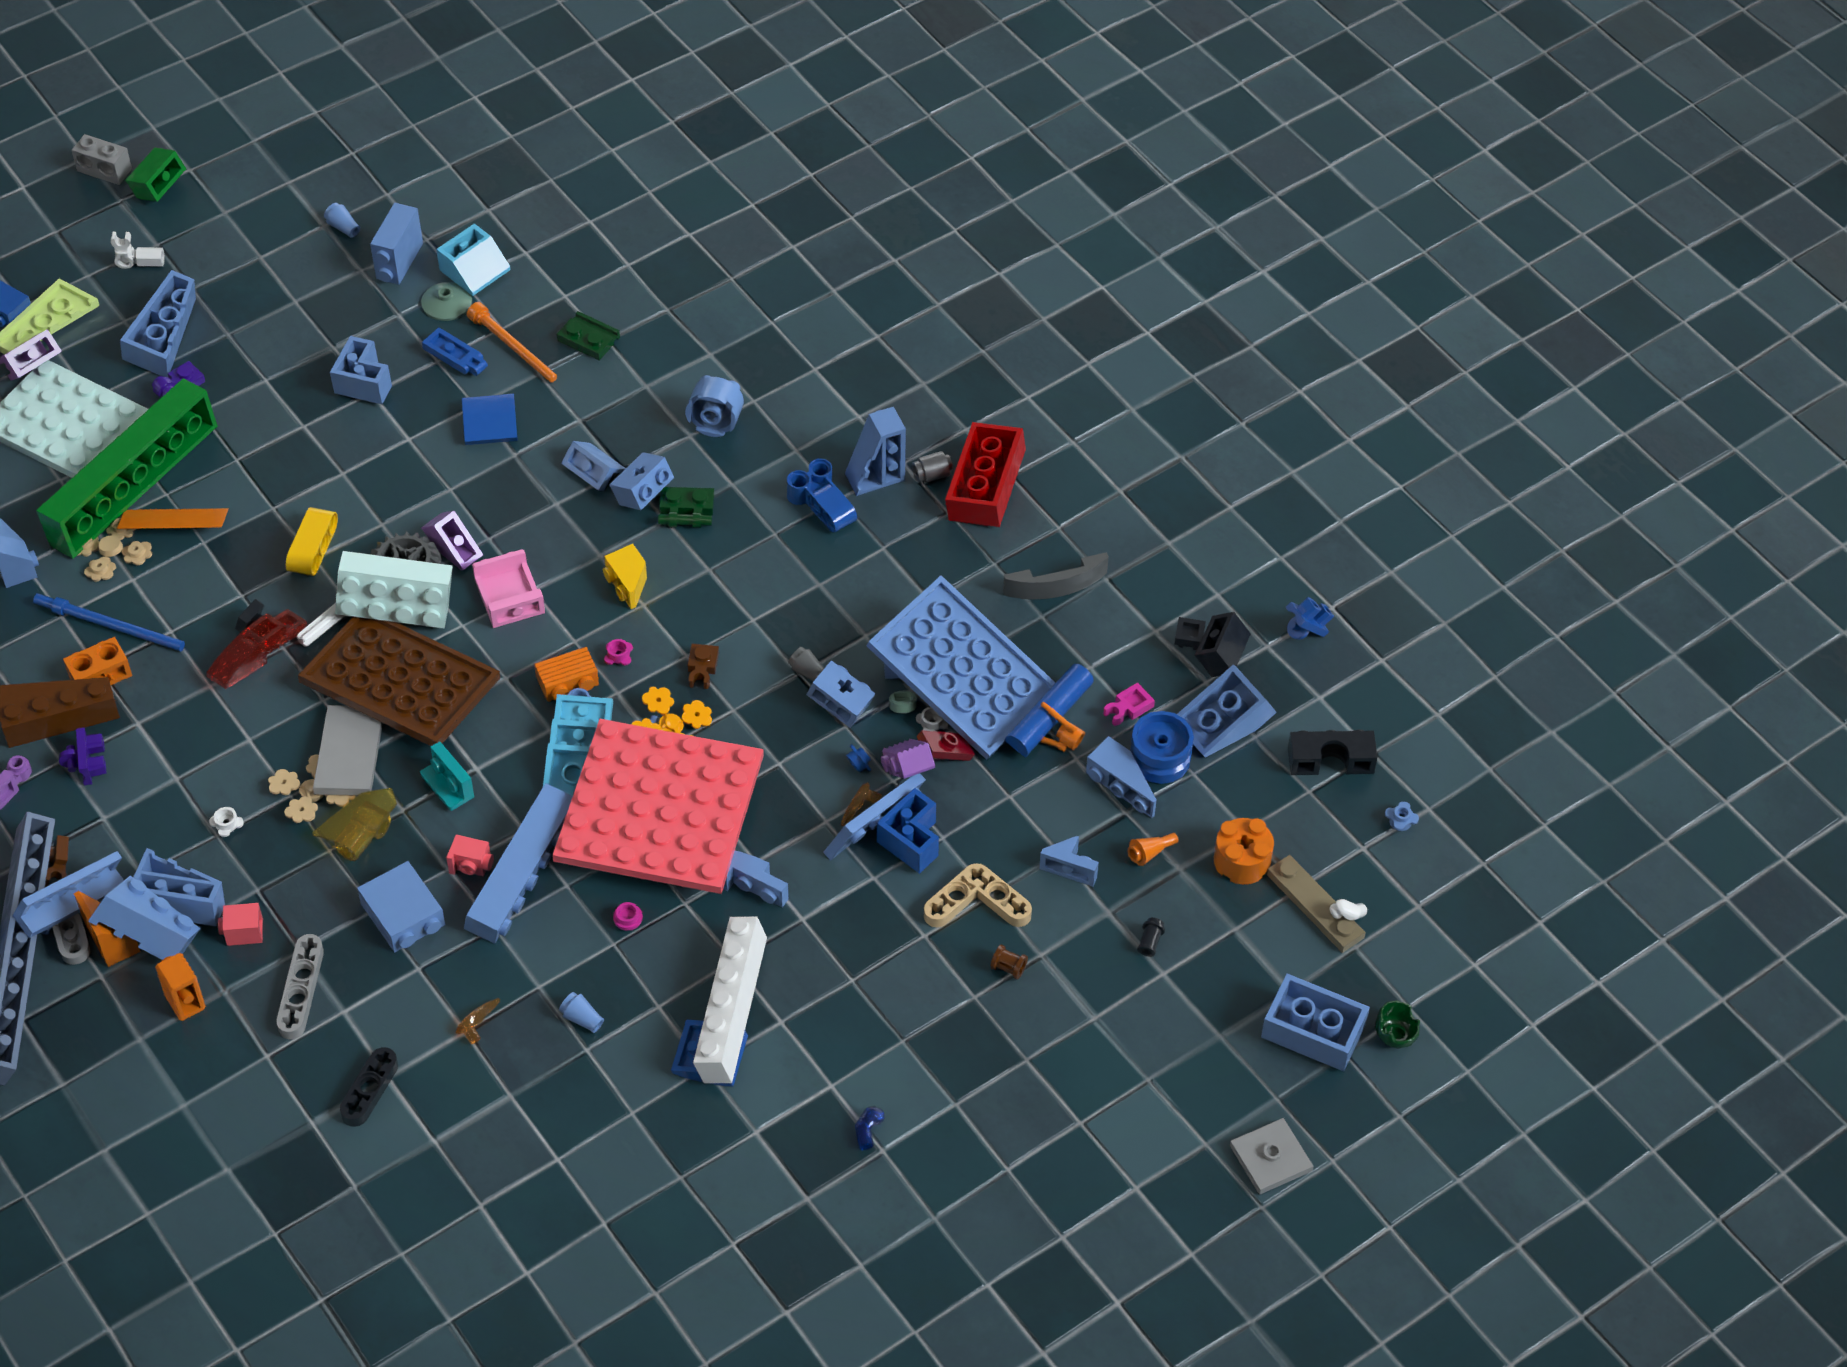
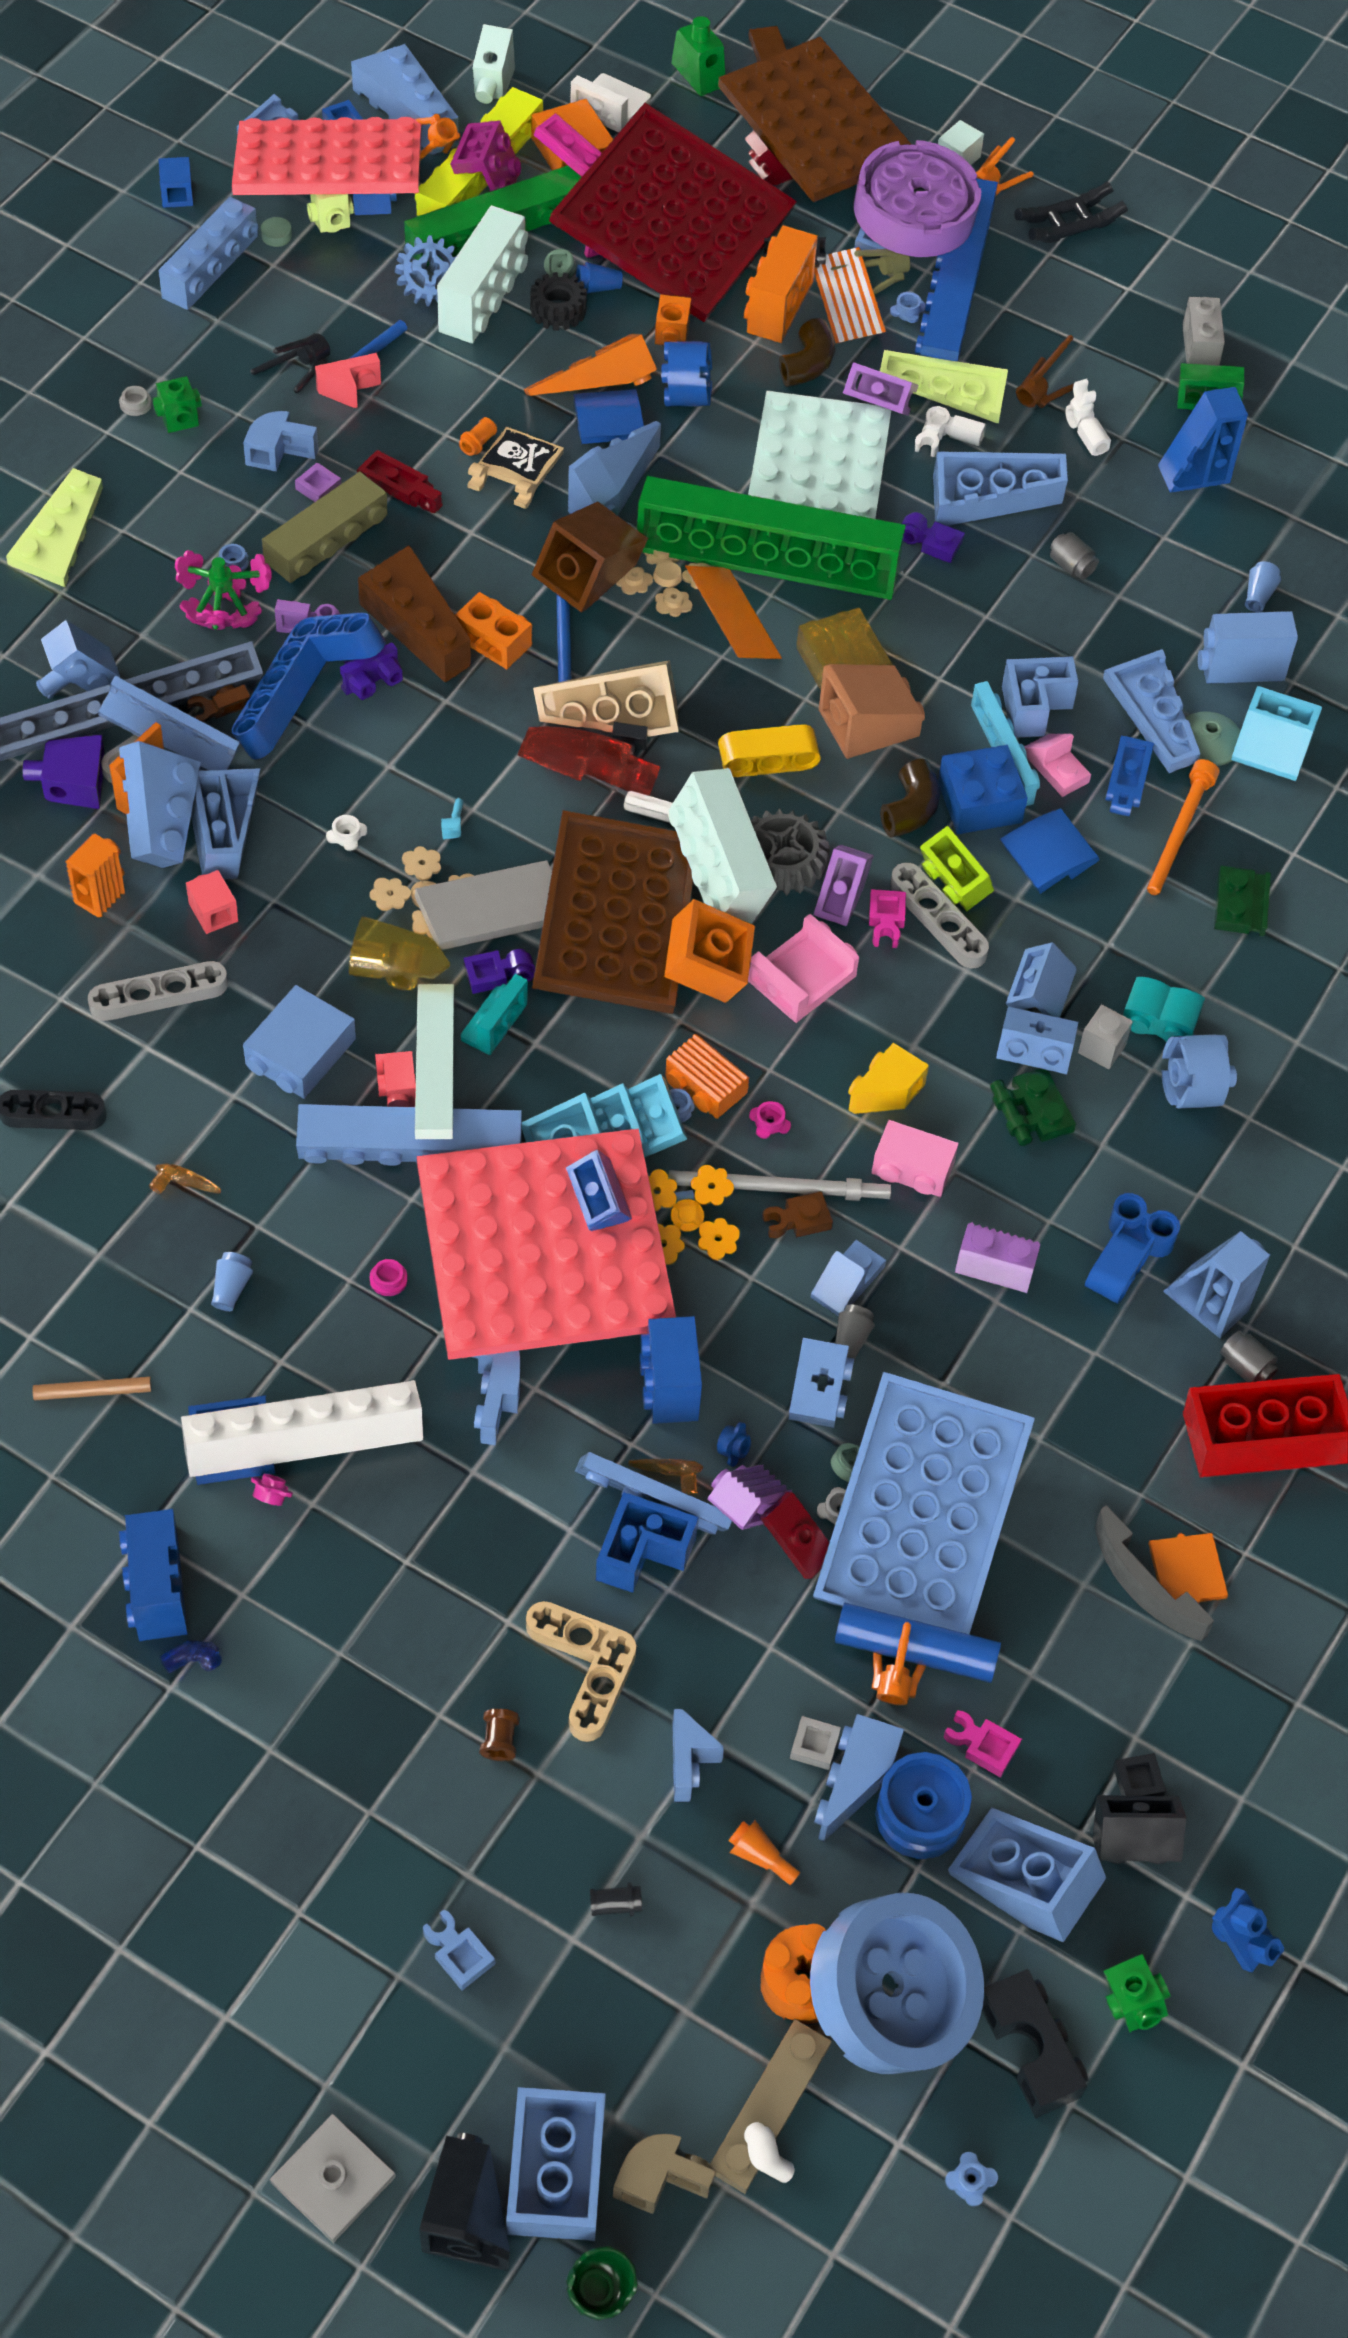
camera: 65 degrees right, 5 degrees up
(41, 785) = (295, 670): none -> blue beam
(61, 981) = (70, 771): none -> dark purple torso
(74, 580) = (588, 554): none -> reddish brown slope
(79, 337) = (940, 423): none -> white bar
(84, 272) = (1035, 386): none -> reddish brown plant
(210, 613) = (629, 695): none -> tan wedge
(211, 192) = (1207, 443): none -> blue wedge
(250, 308) = (1074, 555): none -> flat silver brick
(255, 468) = (839, 640): none -> clear yellow brick
(260, 753) = (452, 826): none -> medium azure hand
(313, 471) = (868, 707): none -> nougat slope
(388, 408) = (1000, 732): none -> medium azure plate
(401, 317) = (1150, 700): none -> medium blue wing
(406, 769) = (488, 970): none -> dark purple plate
(407, 471) = (918, 804): none -> dark brown cylinder
(412, 388) = (1057, 764): none -> bright pink slope
(420, 433) = (982, 789): none -> blue brick
(472, 630) = (709, 951): none -> orange brick
(472, 823) = (434, 1062): none -> light aqua tile
(481, 471) = (956, 868): none -> lime brick
(491, 525) = (887, 915): none -> dark pink plate
(505, 496) = (943, 912): none -> light grey beam
(623, 1129) = (92, 1388): none -> medium nougat bar
(643, 754) = (598, 1191): none -> blue slope
(653, 408) = (1163, 1009): none -> teal brick
(659, 441) = (1105, 1036): none -> light grey brick
(695, 582) = (914, 1158): none -> bright pink brick
(696, 628) = (852, 1188): none -> light grey bar
(764, 654) = (847, 1277): none -> slope
(764, 1037) = (270, 1489): none -> dark pink plate
(794, 768) = (671, 1370): none -> blue brick
(795, 566) = (997, 1257): none -> medium lavender brick
(799, 1125) = (153, 1575): none -> blue wedge
(1055, 556) = (1189, 1566): none -> orange piece
(1090, 792) = (815, 1743): none -> light grey plate
(1151, 1032) = (461, 1954): none -> medium blue plate
(1277, 796) = (935, 1974): none -> medium blue brick
(1320, 1082) = (464, 2207): none -> black slope
(1325, 687) = (1136, 1994): none -> green brick
(1335, 969) = (652, 2165): none -> dark tan brick

